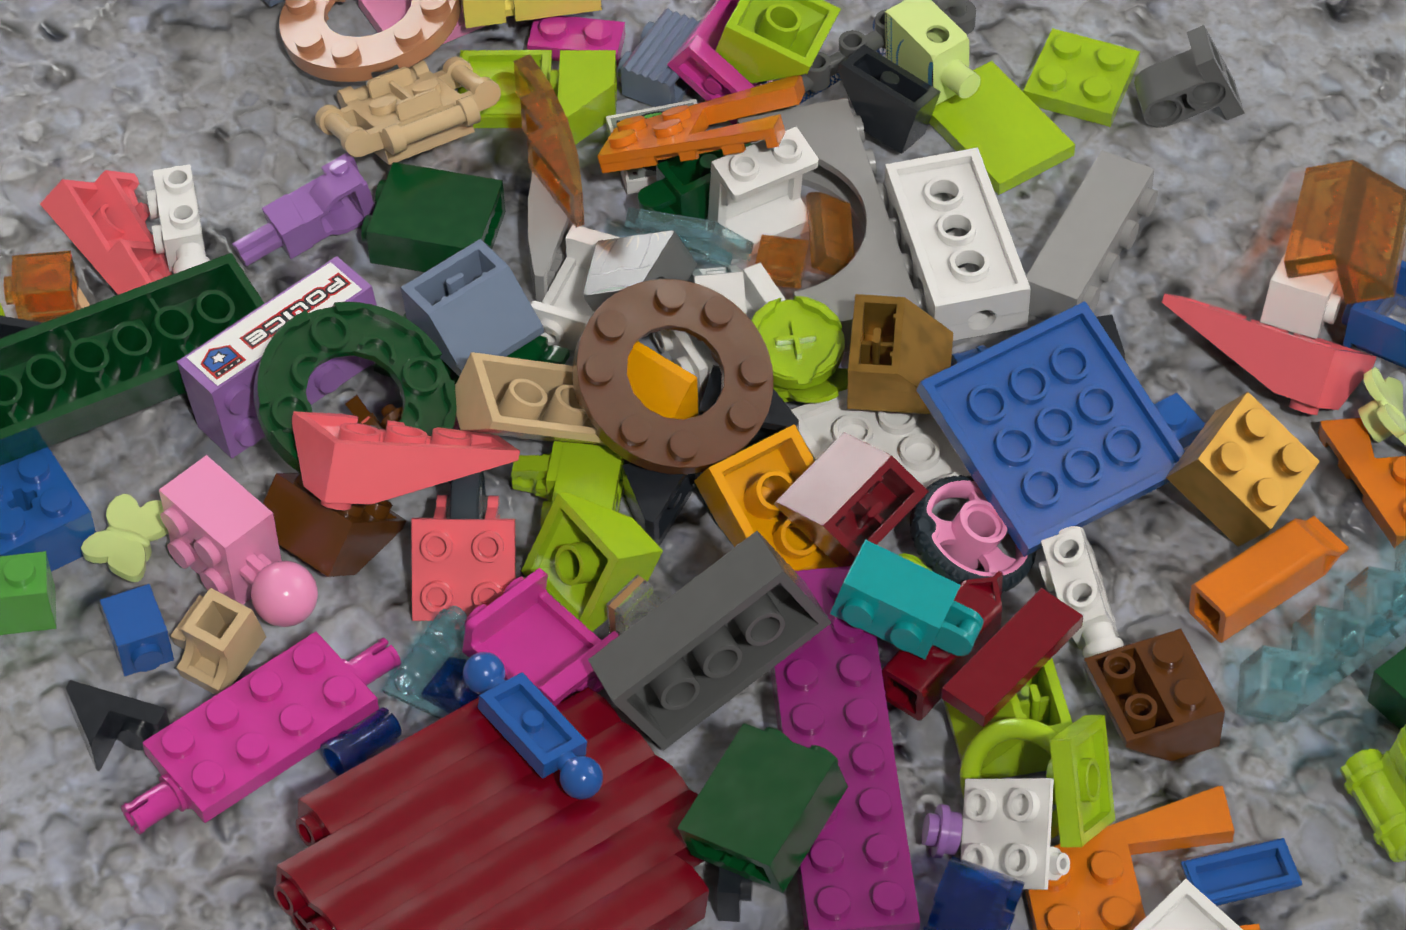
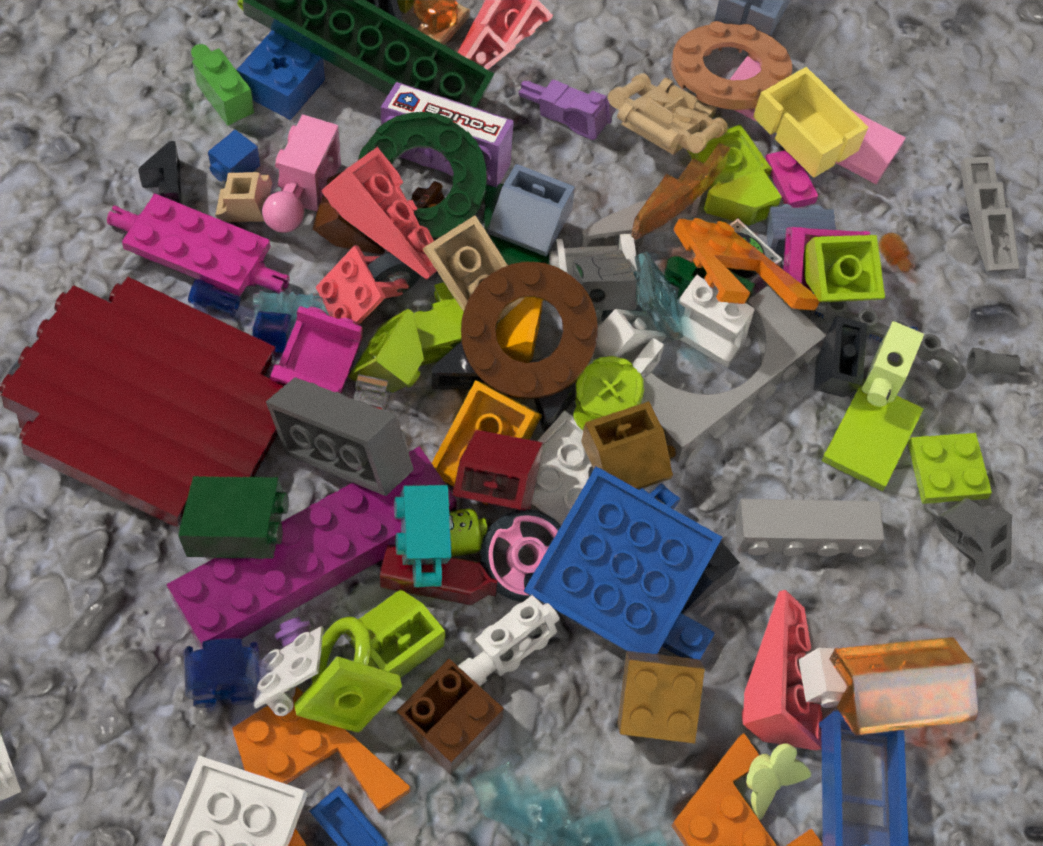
camera: 55 degrees right, 10 degrees up
(127, 538) = (282, 121): yellowish green animal -> none
(179, 216) = (521, 48): white brick -> none
(430, 216) = (601, 168): dark green brick -> none
(533, 725) = (236, 370): blue plate -> none
(784, 259) = (683, 359): clear orange plate -> none
(829, 232) = (721, 375): clear orange tile -> none
(956, 193) = (748, 448): white brick -> none
(1012, 657) = (418, 612): dark red tile -> none
(1264, 576) = (594, 749): orange piece -> none

